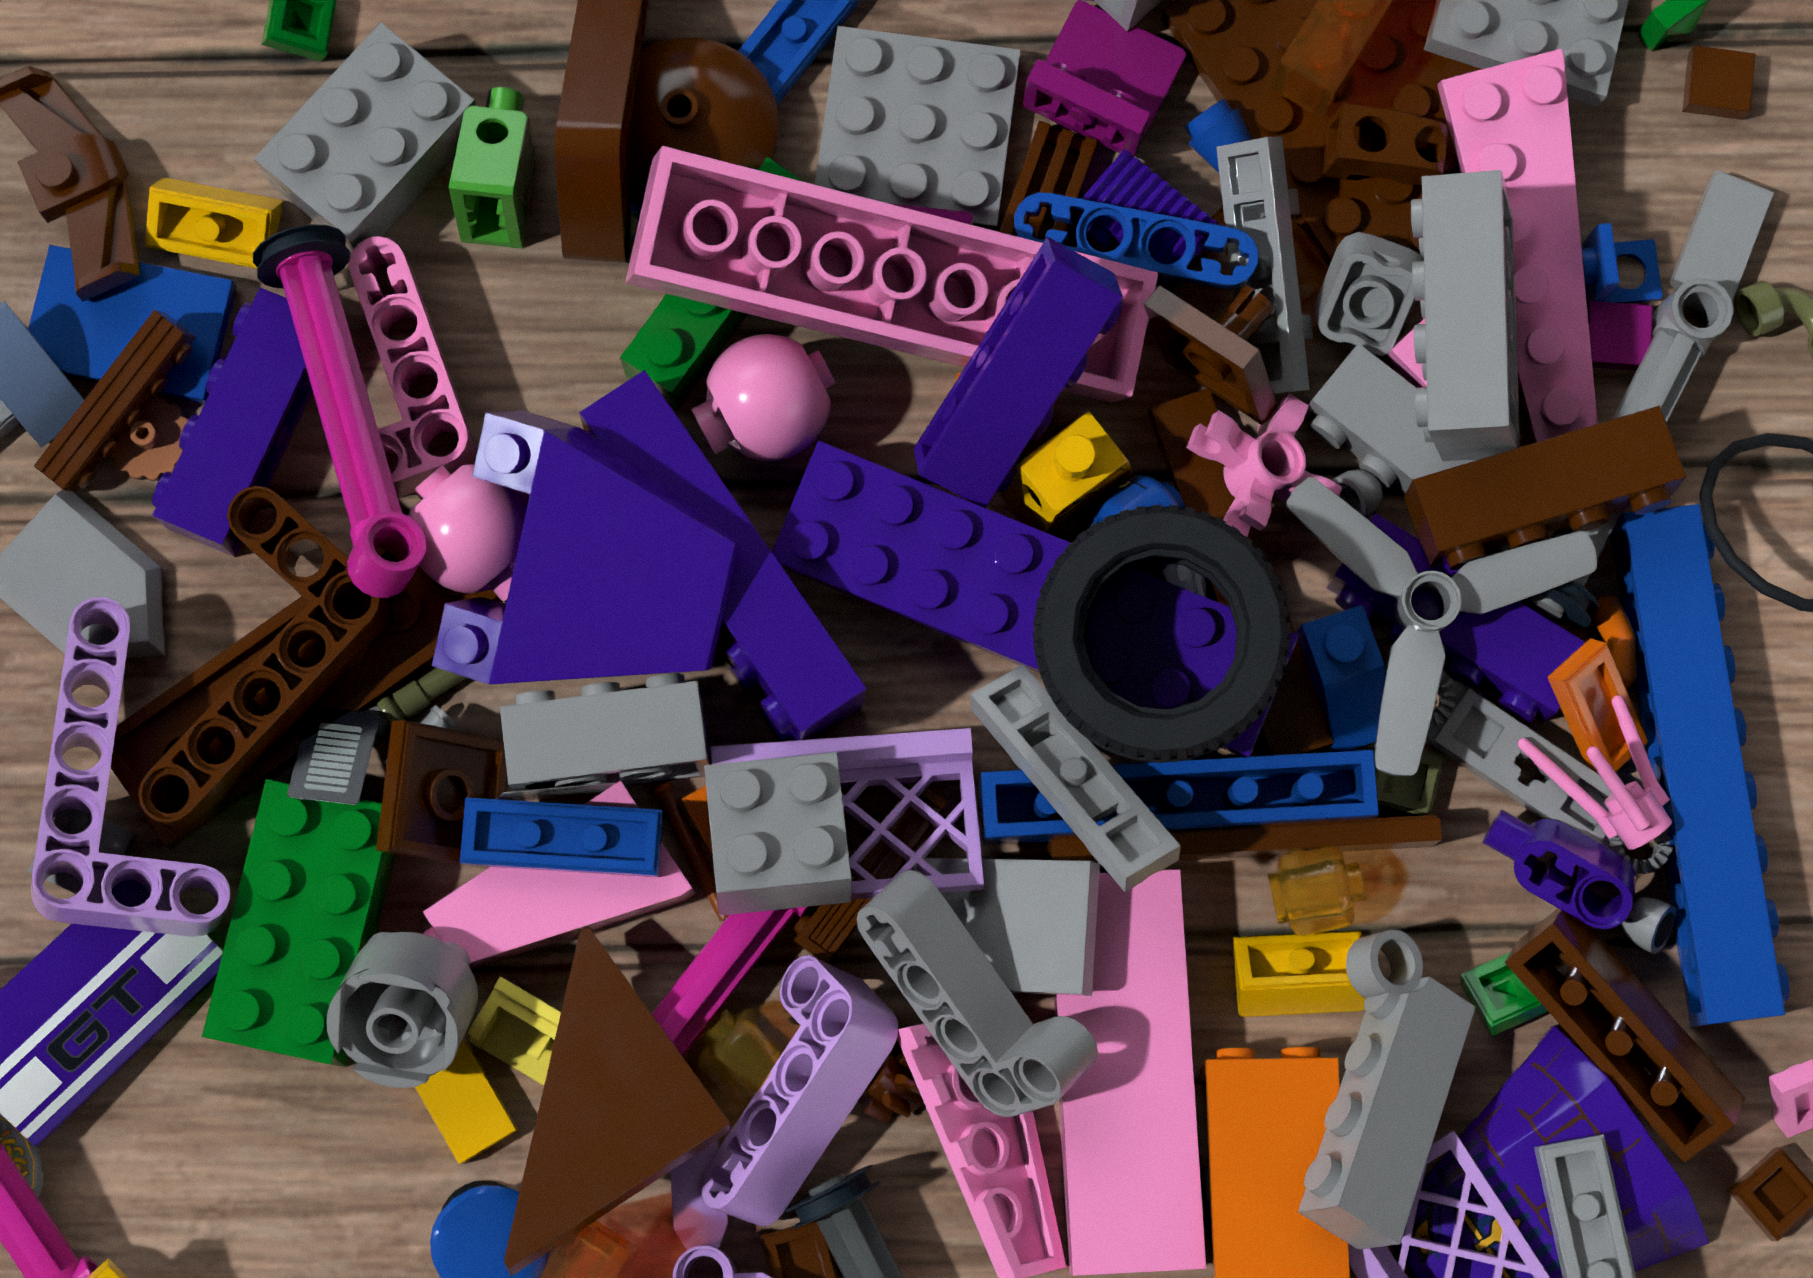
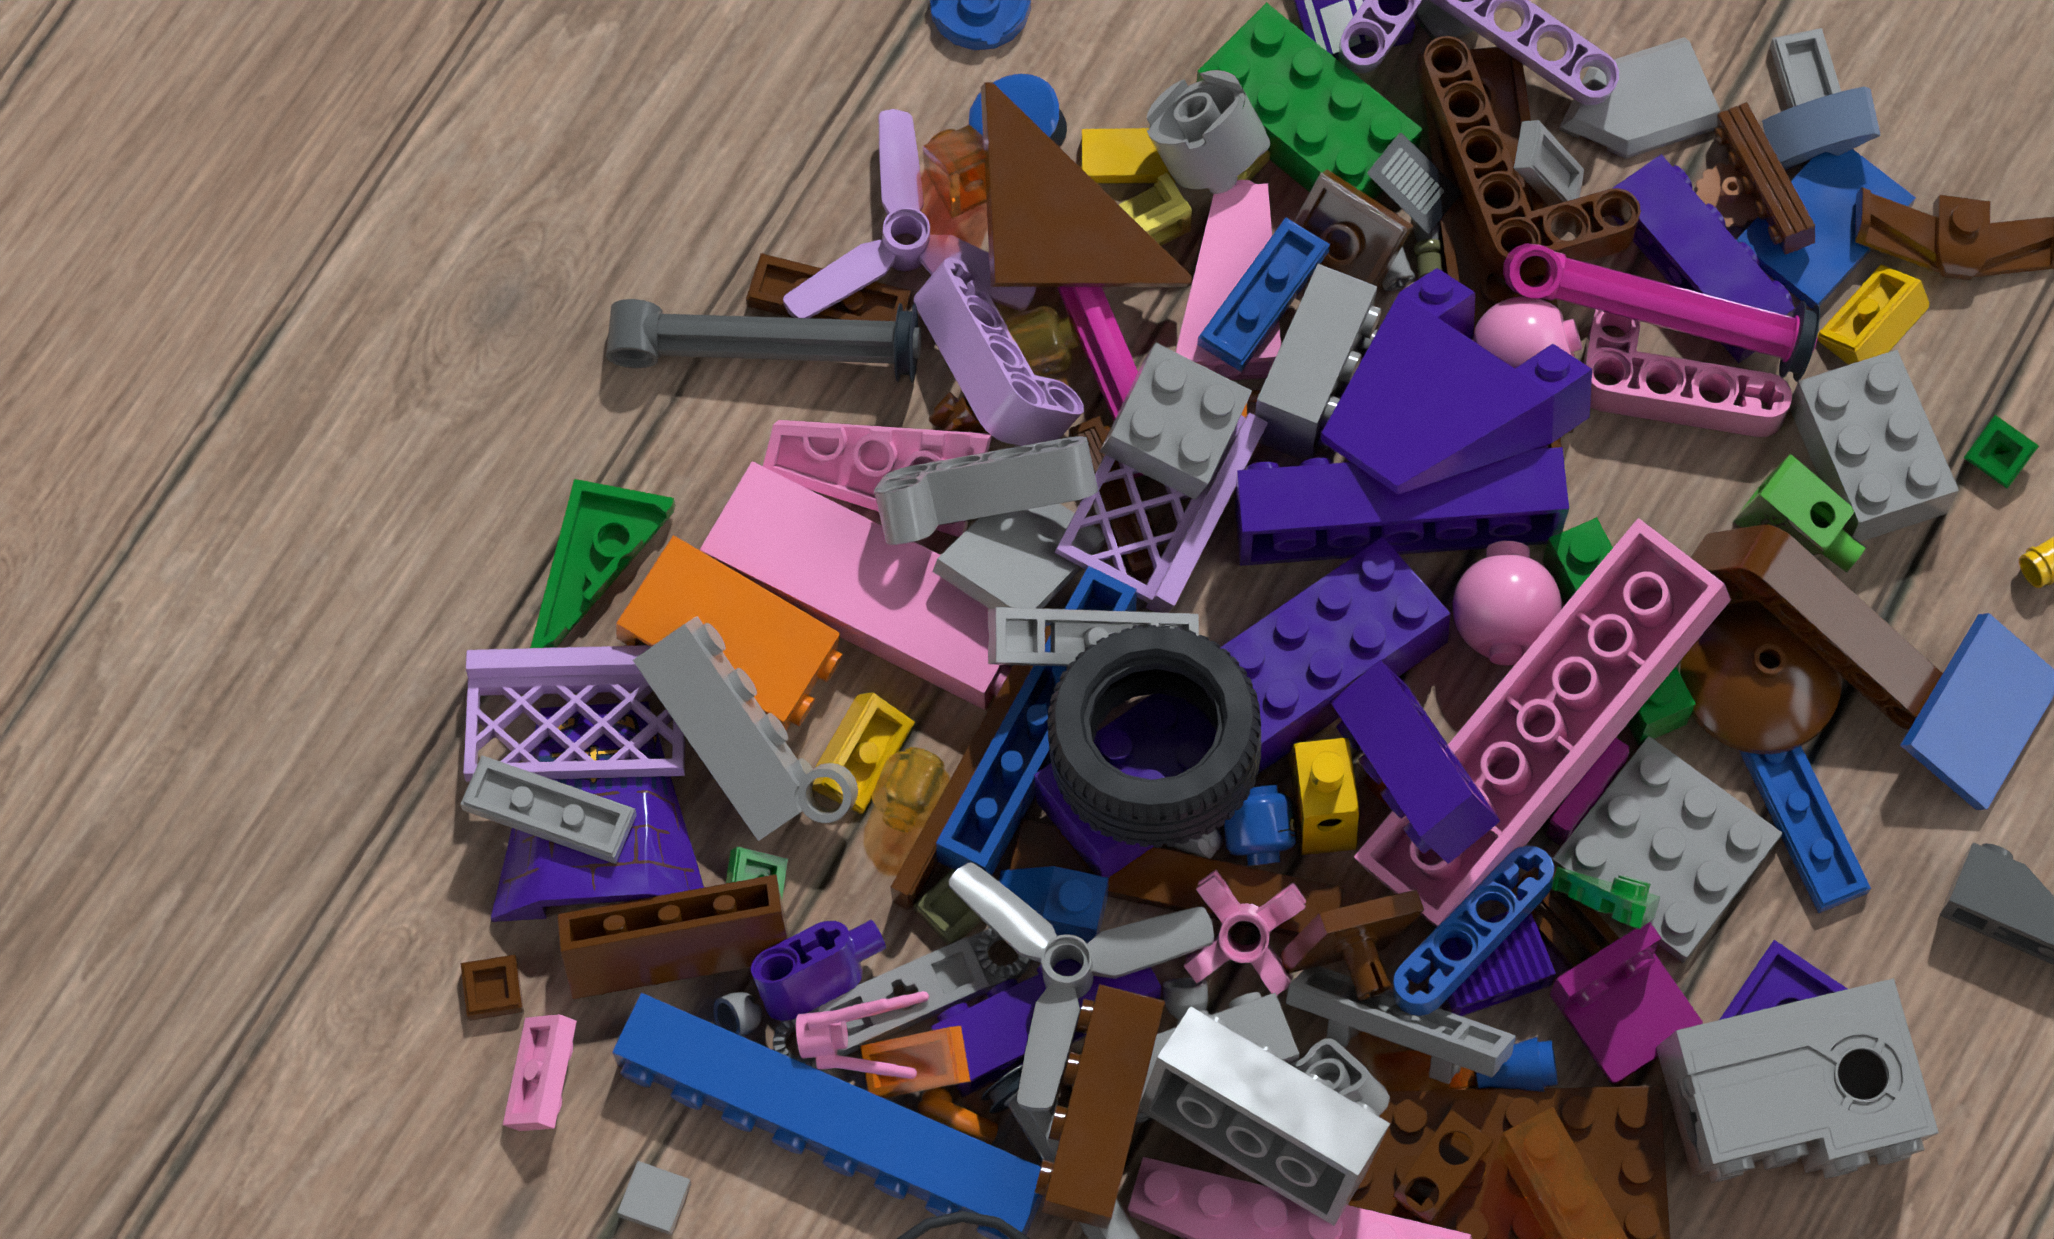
camera: 125 degrees right, 10 degrees down
(234, 624) = (1547, 164): none -> light grey tile
(1031, 110) = (1625, 897): none -> green wing

